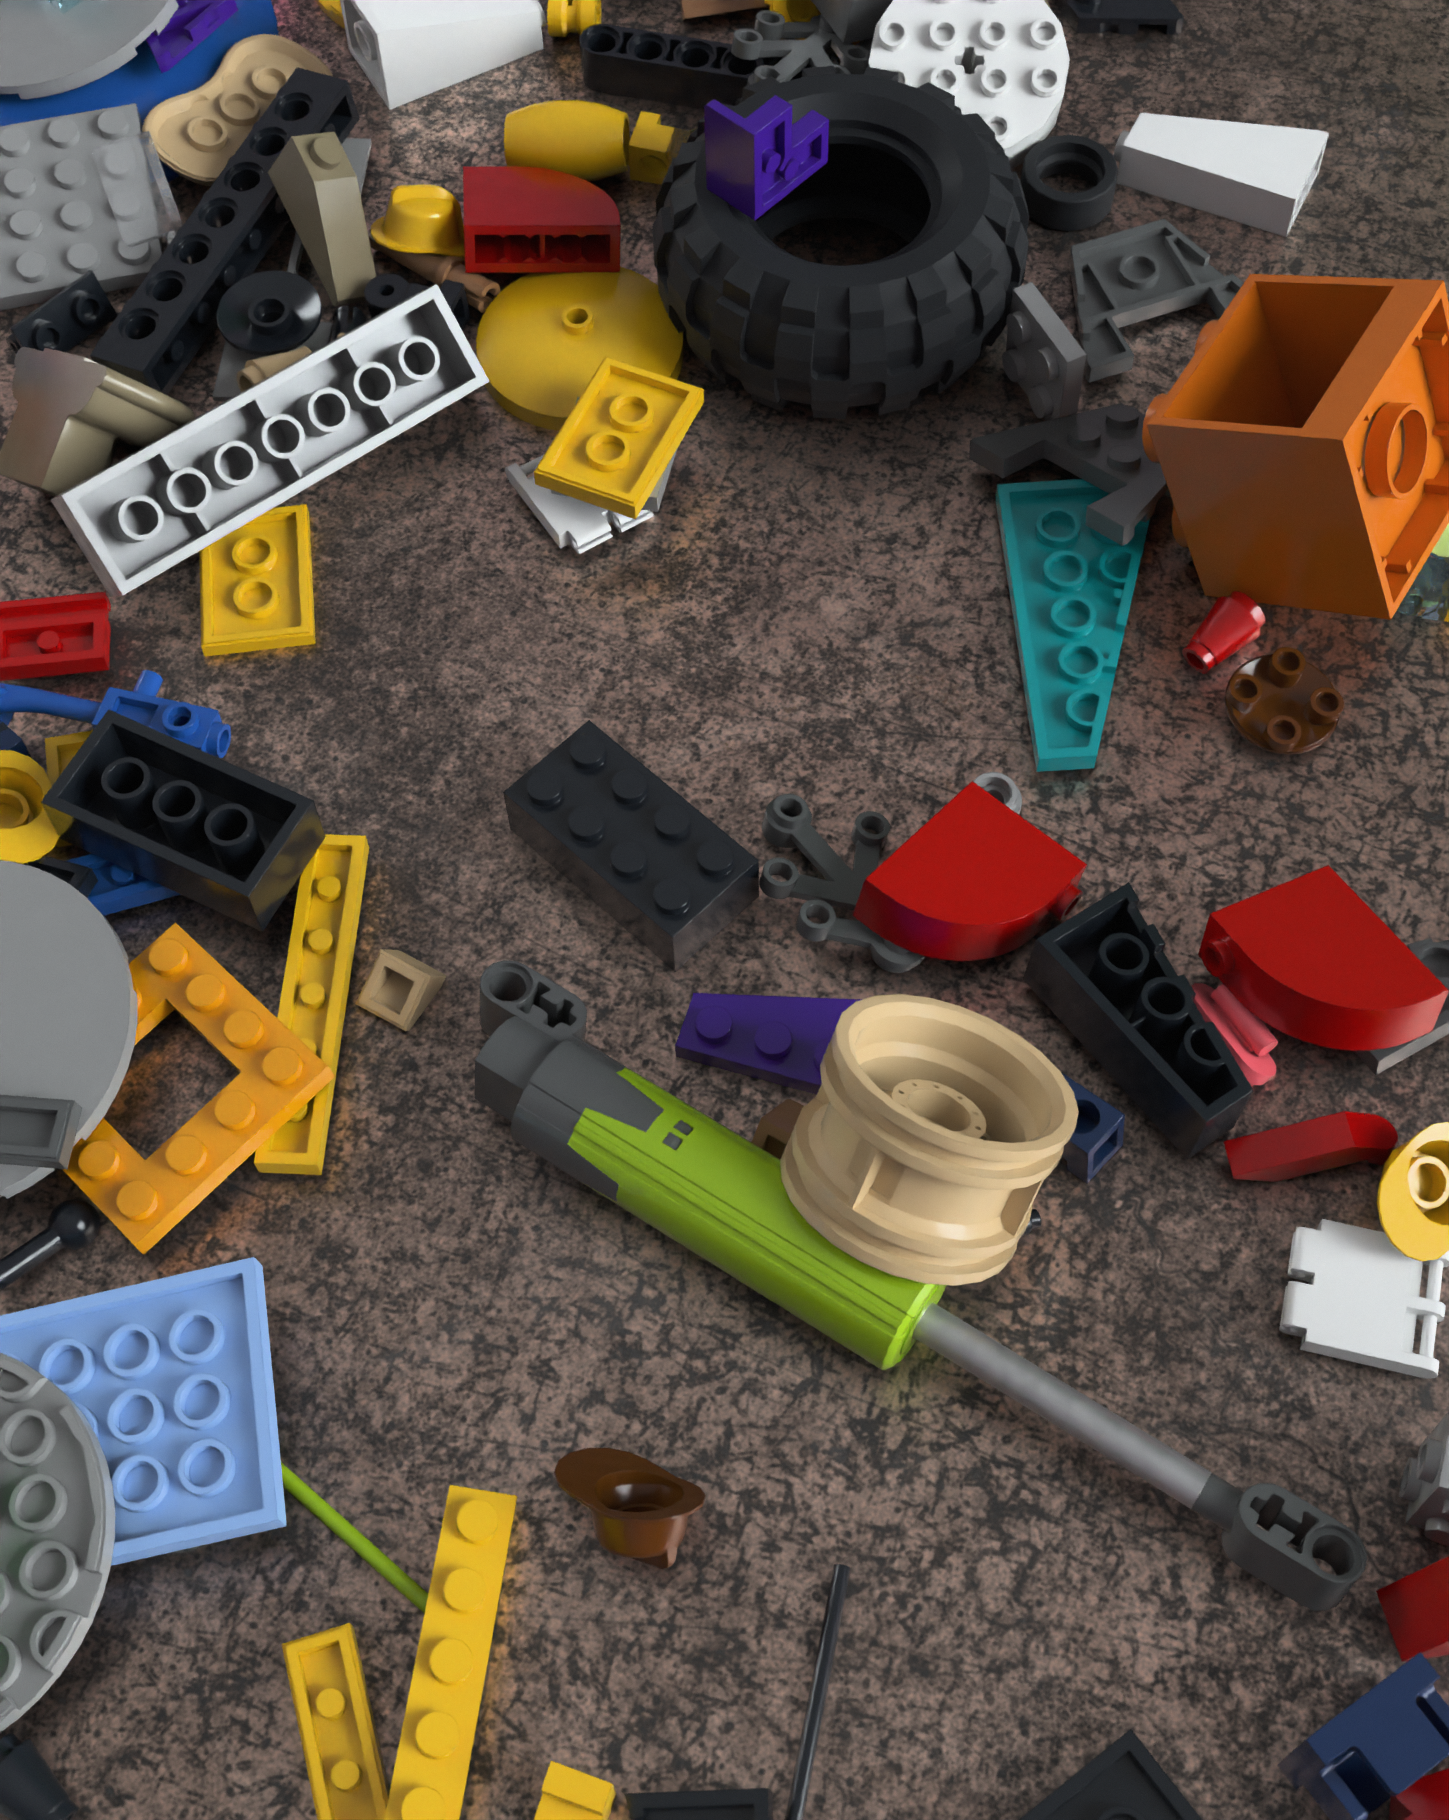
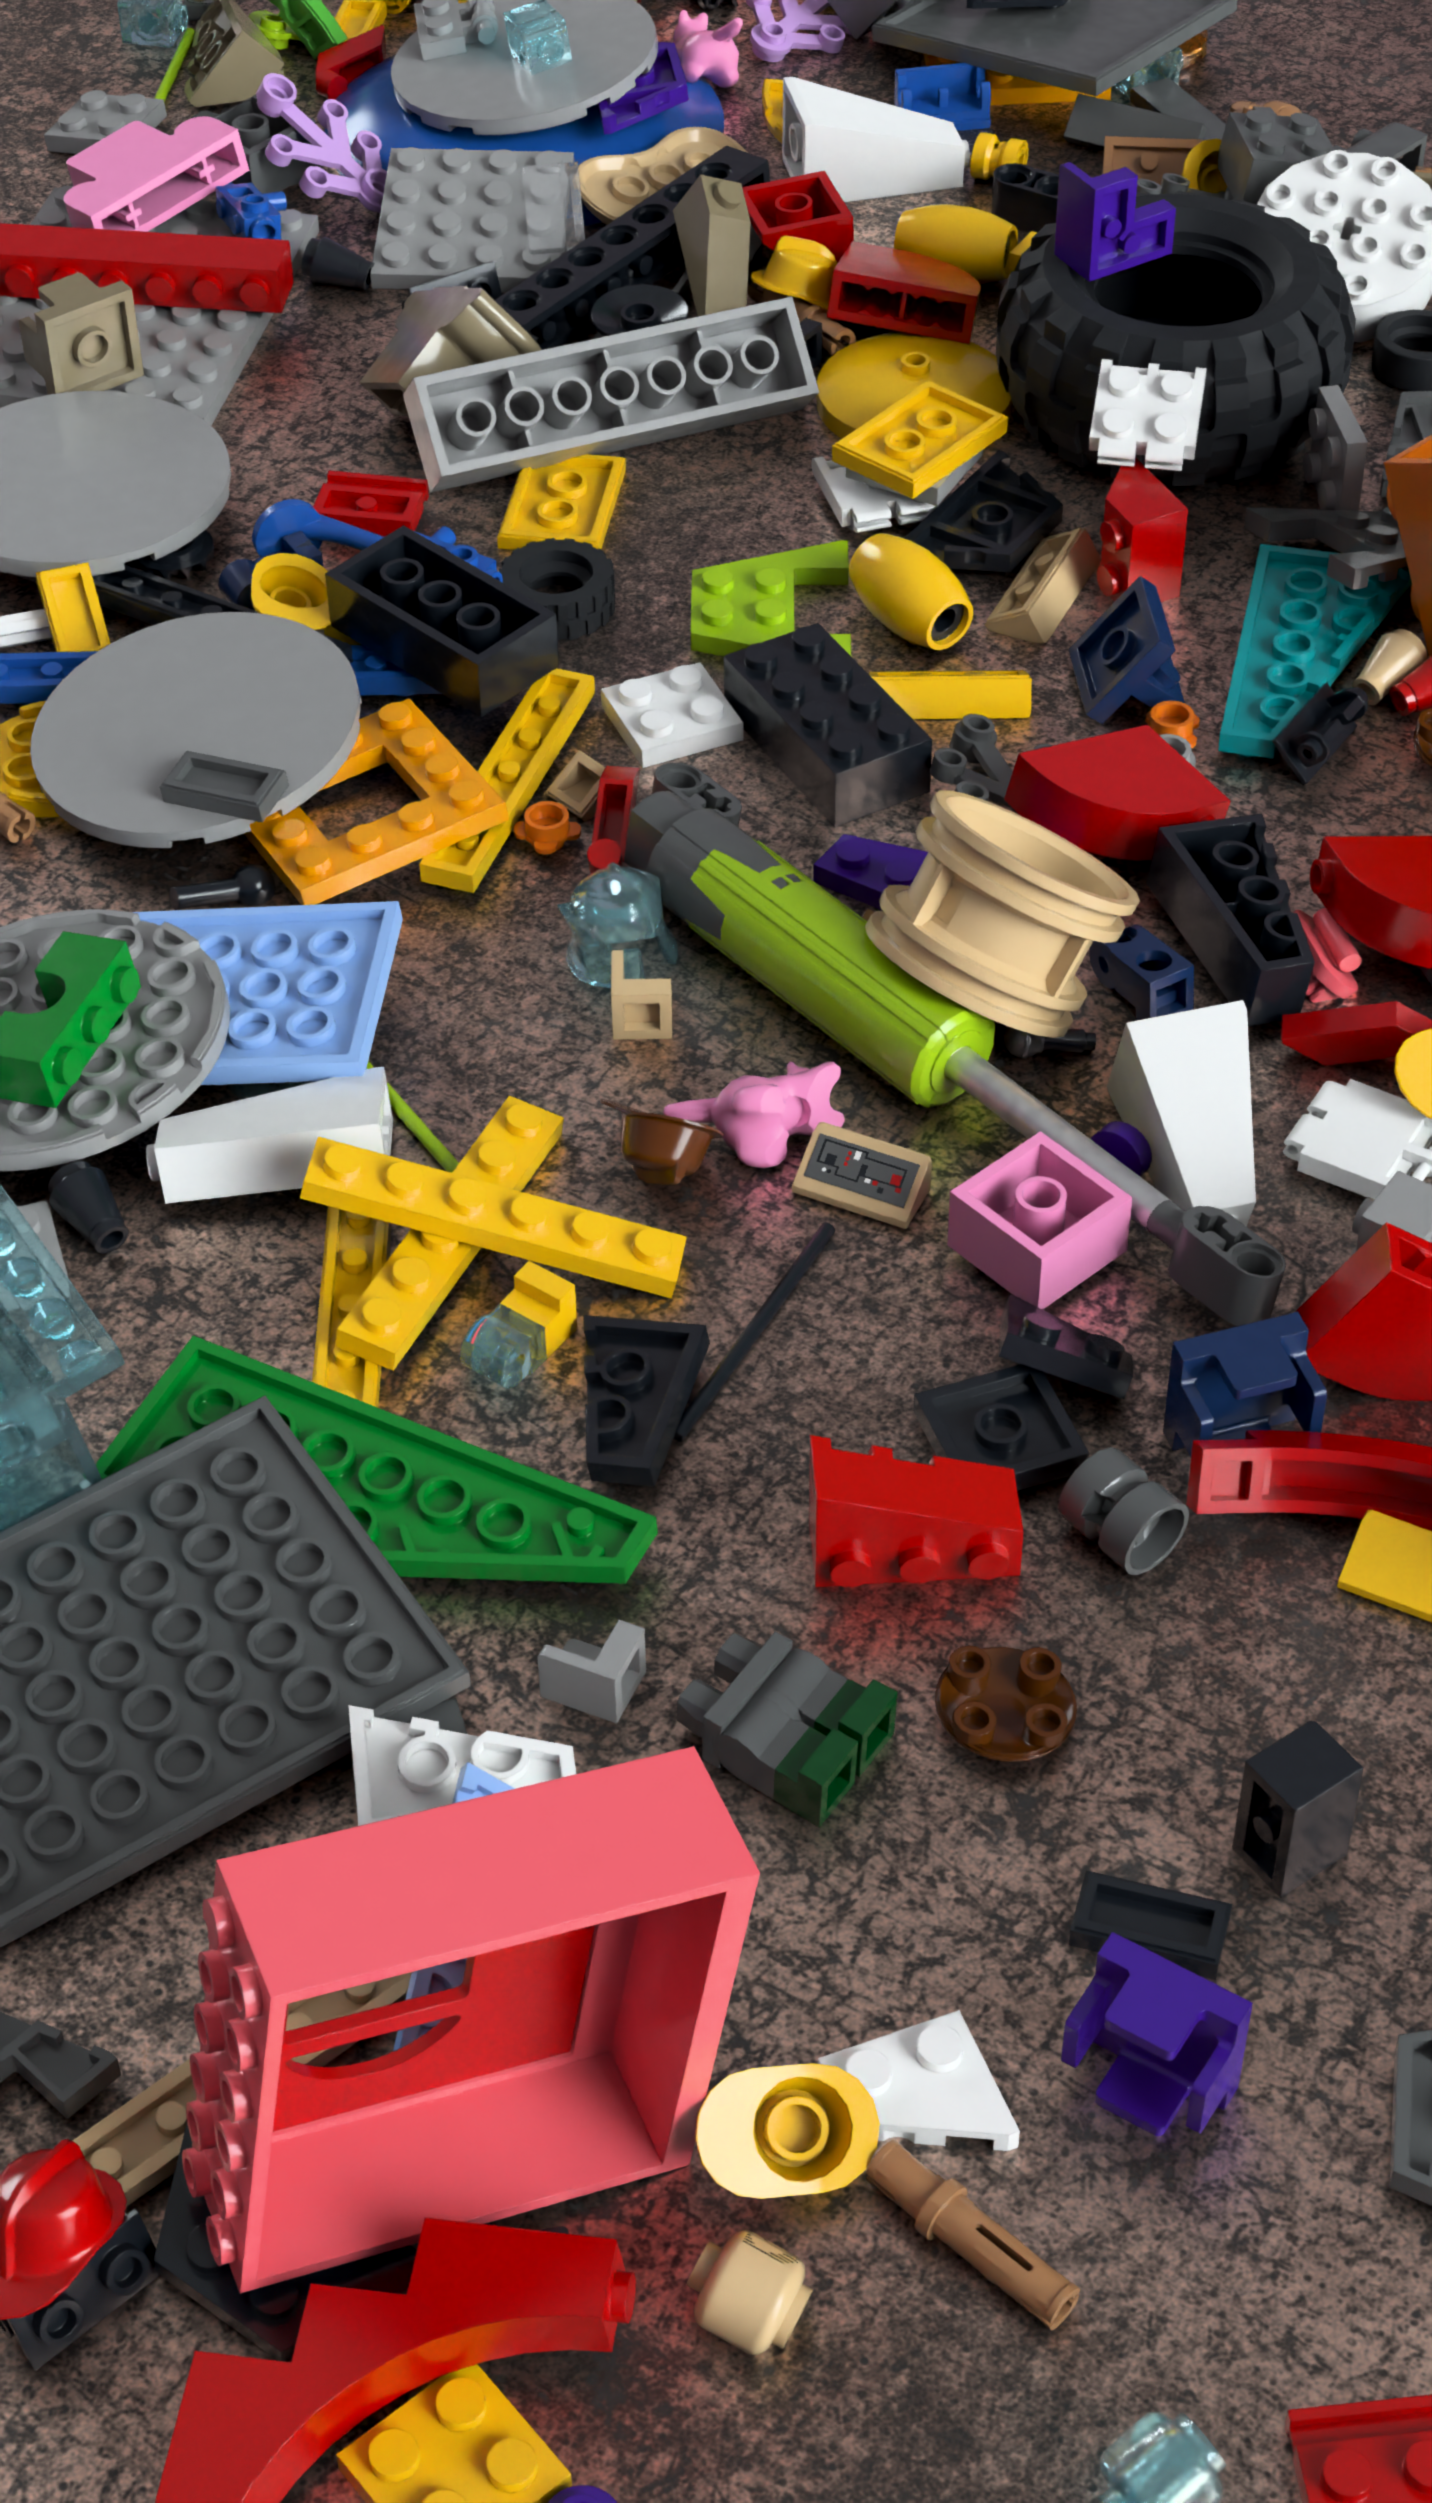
camera: 15 degrees right, 15 degrees down
(217, 1635) = (268, 1138): none -> white slope
(281, 674) = (565, 564): none -> black tyre
(369, 1046) = (547, 827): none -> orange plate
(399, 142) = (800, 208): none -> red slope
(447, 1045) = (612, 817): none -> red piece
(459, 858) = (671, 714): none -> white plate
(486, 1699) = (493, 1217): none -> yellow plate
(491, 1194) = (614, 908): none -> clear light blue helmet
(495, 685) = (754, 596): none -> lime wing
(550, 1296) = (639, 1005): none -> tan panel
(666, 638) = (911, 591): none -> yellow piece
(709, 512) = (990, 519): none -> black wing
(730, 1438) = (763, 1112): none -> bright pink animal
(742, 754) = (959, 693): none -> yellow slope
(792, 584) = (1045, 587): none -> tan slope
(860, 379) = (1146, 415): none -> white plate
(861, 1492) = (863, 1175): none -> slope
(885, 516) = (1141, 535): none -> red slope
(914, 678) = (1126, 655): none -> dark blue bracket
(982, 739) = (1174, 719): none -> orange plate
(1075, 1528) = (1039, 1221): none -> bright pink brick
(1120, 1386) = (1126, 1145): none -> dark purple tile
(1133, 727) = (1320, 729): none -> black hinge
(1147, 1701) = (1062, 1349): none -> black wing
(1174, 618) = (1389, 663): none -> tan cone
(1192, 1336) = (1190, 1097): none -> white slope

